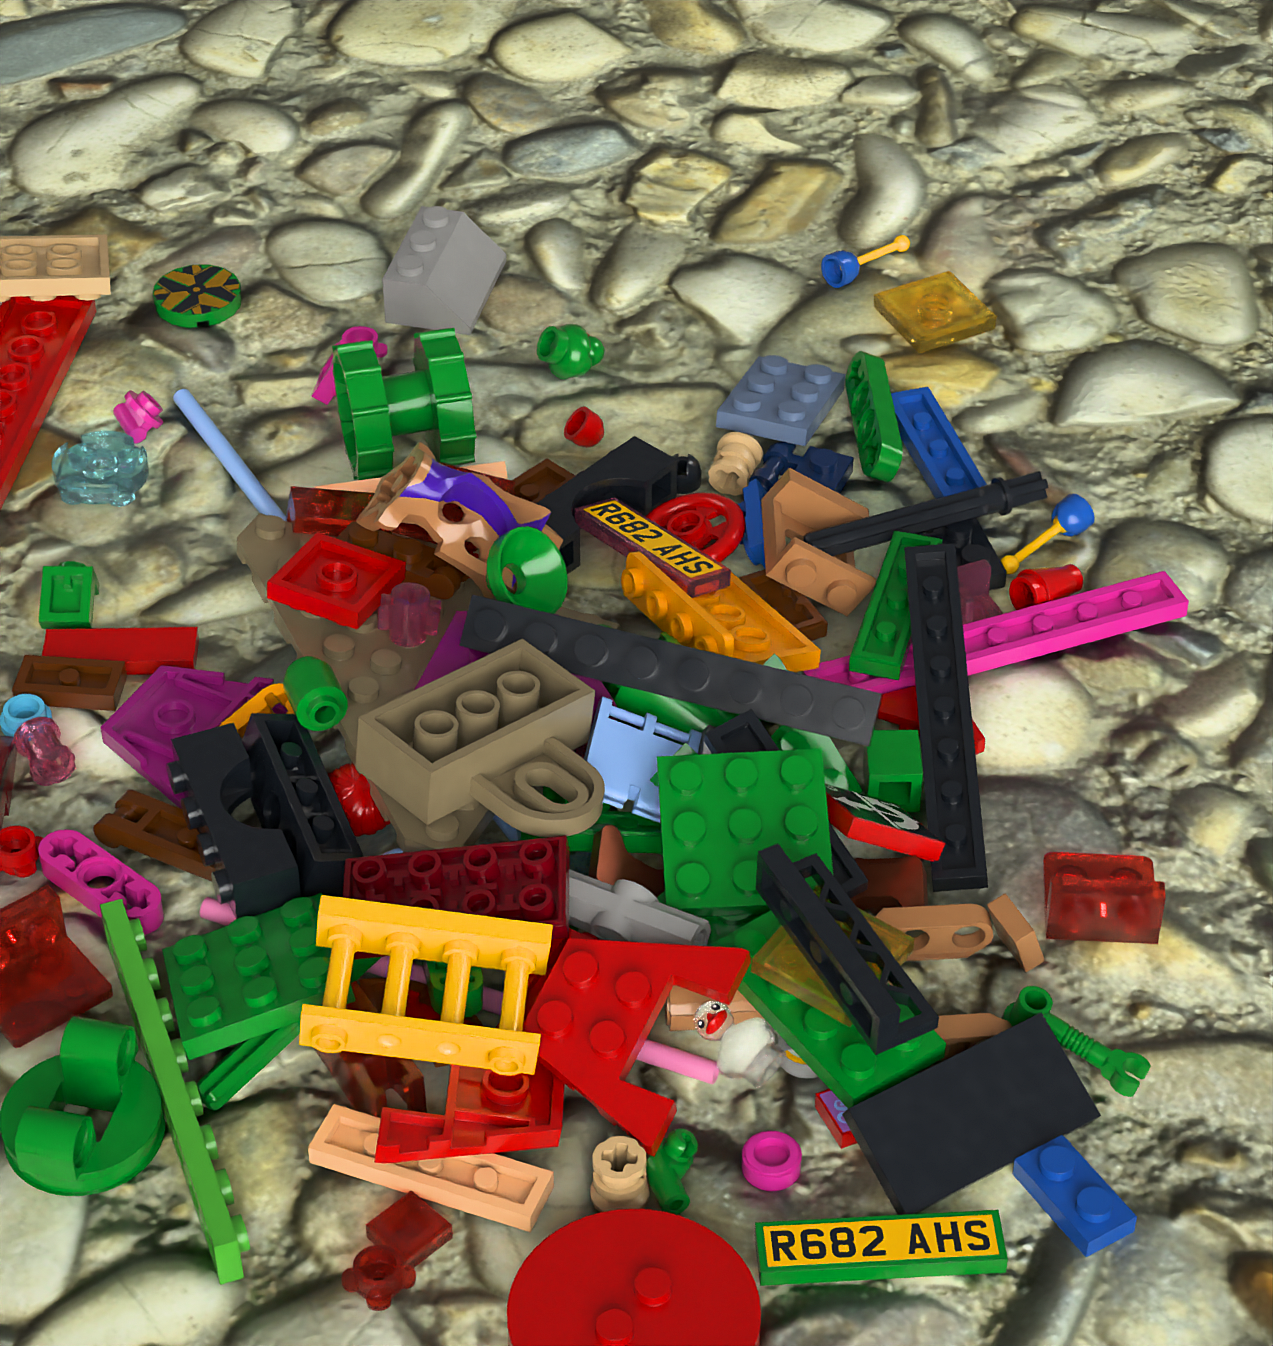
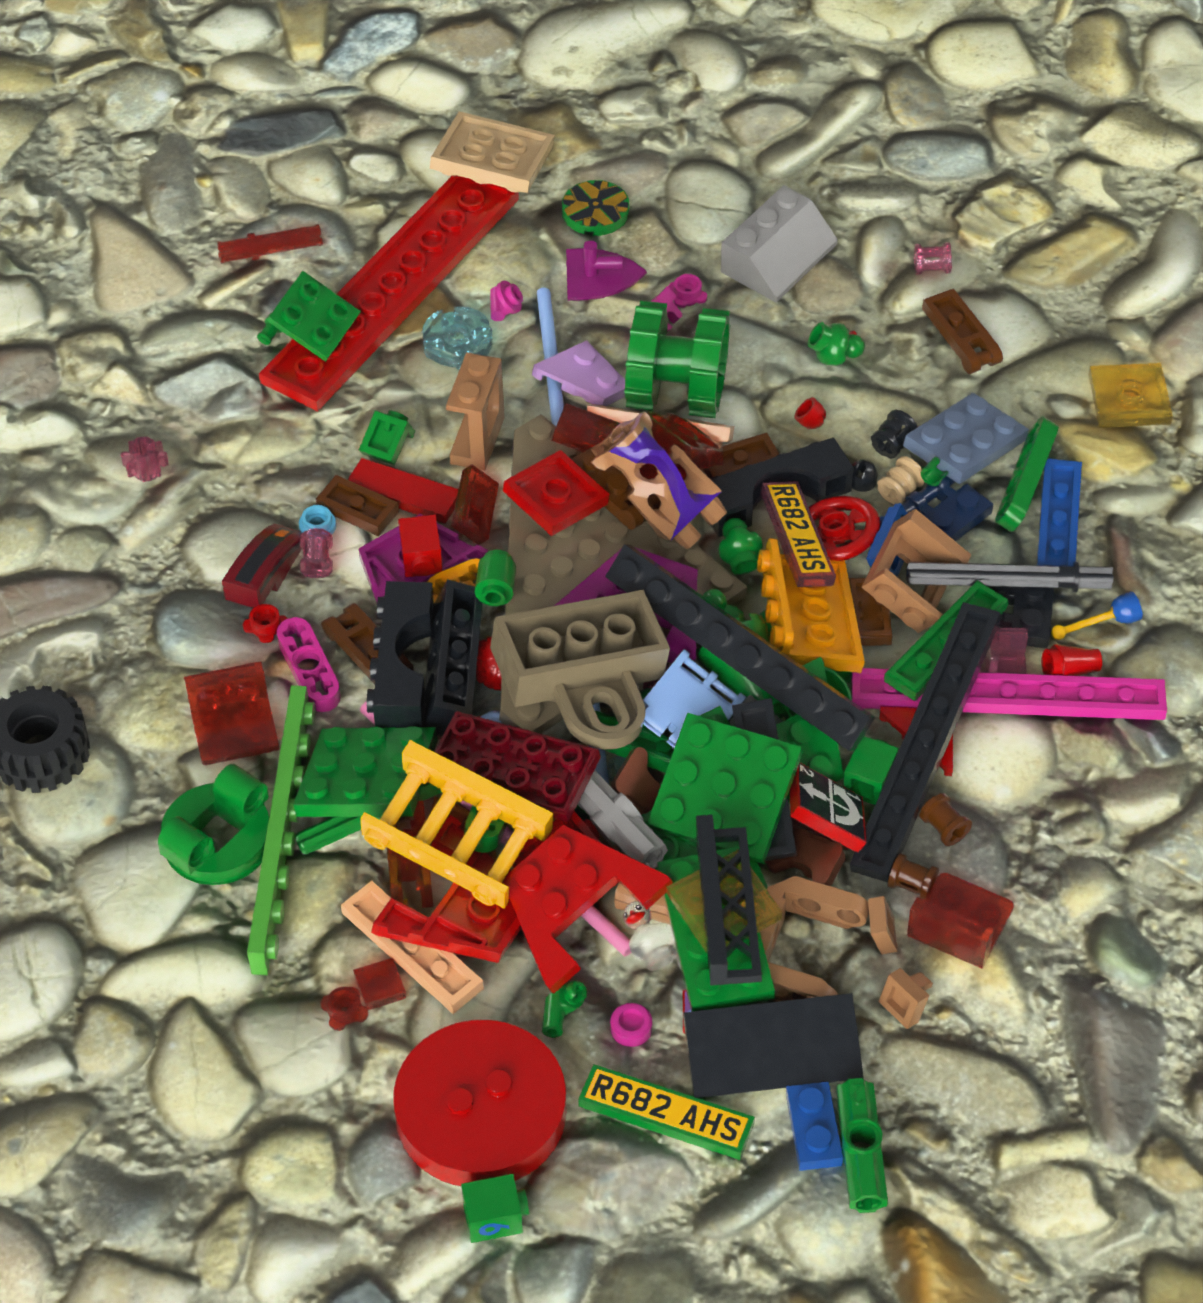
camera: 25 degrees right, 10 degrees up
(180, 551) = (476, 384): none -> medium nougat window
(188, 693) = (420, 545): none -> red brick
(226, 636) = (475, 504): none -> clear red plate
(238, 361) = (598, 273): none -> magenta shield
(285, 461) = (583, 374): none -> lavender wing
(409, 614) = (589, 537): clear pink gear -> none
(537, 568) = (691, 539): green piece -> none
(591, 584) = (739, 547): none -> green animal
(619, 1175) = (524, 1000): tan bush -> none
(630, 241) = (942, 252): none -> clear pink bush
(691, 416) = (893, 433): none -> black bush
(708, 301) = (962, 330): none -> reddish brown plate
(771, 446) = (931, 474): none -> green hand
(843, 267) = (1082, 331): blue hinge -> none
(1013, 794) = (945, 819): none -> reddish brown bush
(1016, 869) = (912, 876): none -> reddish brown bush
(1095, 1003) = (905, 996): none -> medium nougat tile
(1111, 1062) = (862, 1001): green brick -> none
(1154, 1192) = (862, 1165): none -> green piece

